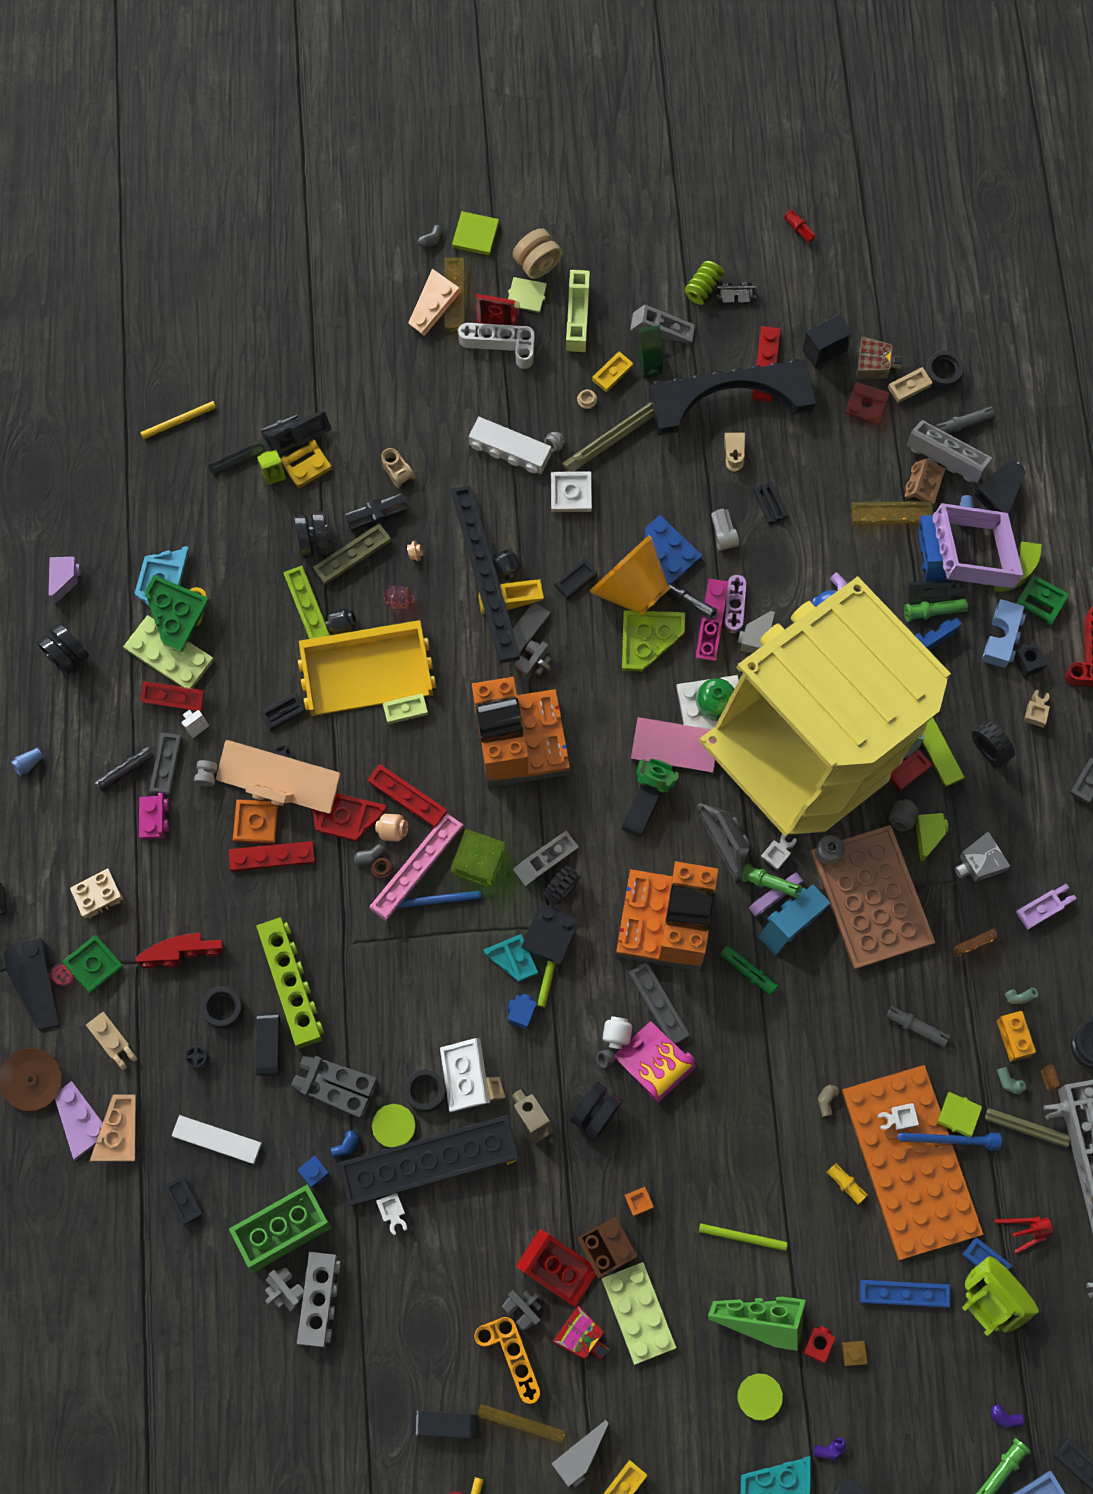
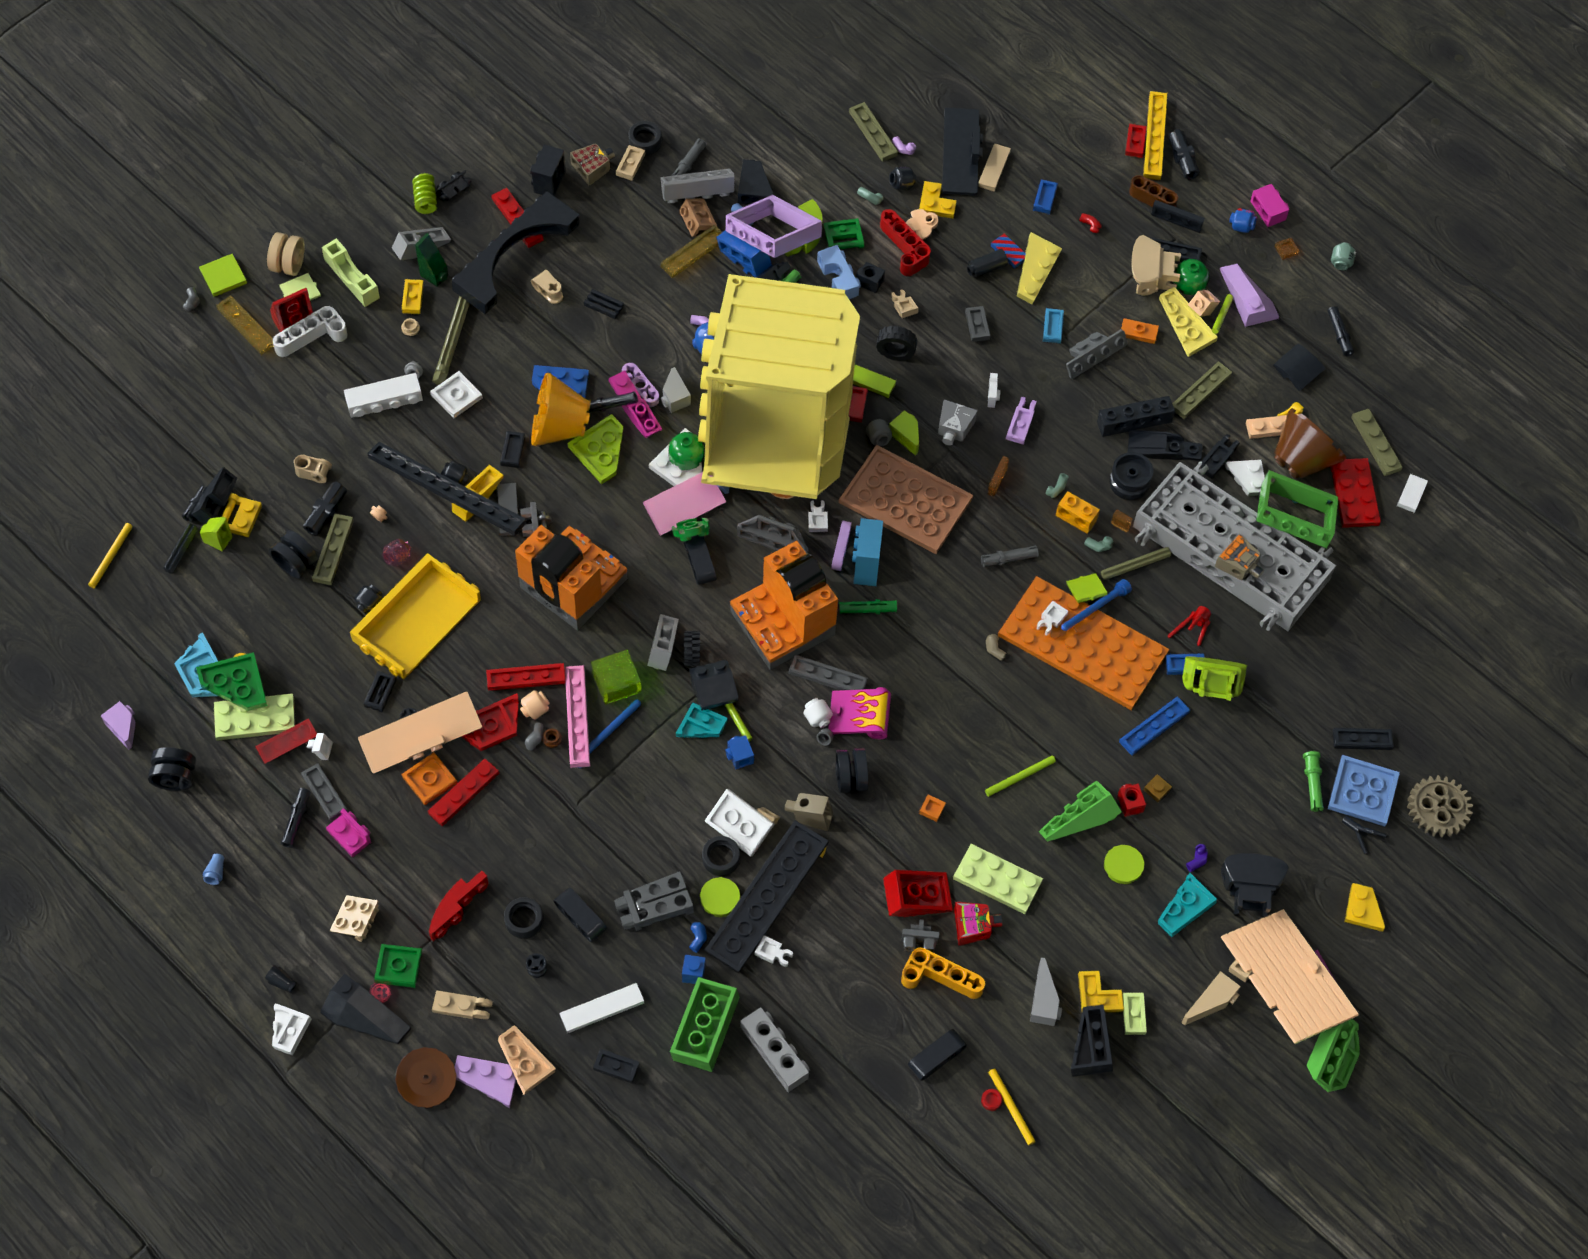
camera: 45 degrees left, 10 degrees down
(205, 773) = (362, 773): light grey wheel -> none
(268, 933) = (527, 853): lime brick -> none
(280, 1293) = (744, 1065): light grey hips -> none
(306, 603) = (327, 607): lime tile -> none
(405, 708) = (470, 621): yellowish green plate -> none
(433, 302) = (235, 338): light nougat wing -> none
(521, 1423) = (987, 1011): clear yellow axle -> none
(607, 1247) = (940, 849): reddish brown slope -> none
(725, 535) = (592, 345): light grey piece -> none
(763, 878) = (823, 540): bright green pin -> none
(799, 226) = (458, 113): red axle -> none
(830, 850) = (853, 486): dark grey head -> none
(847, 1183) = (1055, 688): yellow pin -> none
(870, 394) = (615, 186): clear red piece -> none
(1004, 1419) = (1286, 749): dark purple arm -> none
(1042, 861) = (993, 393): none -> white plate

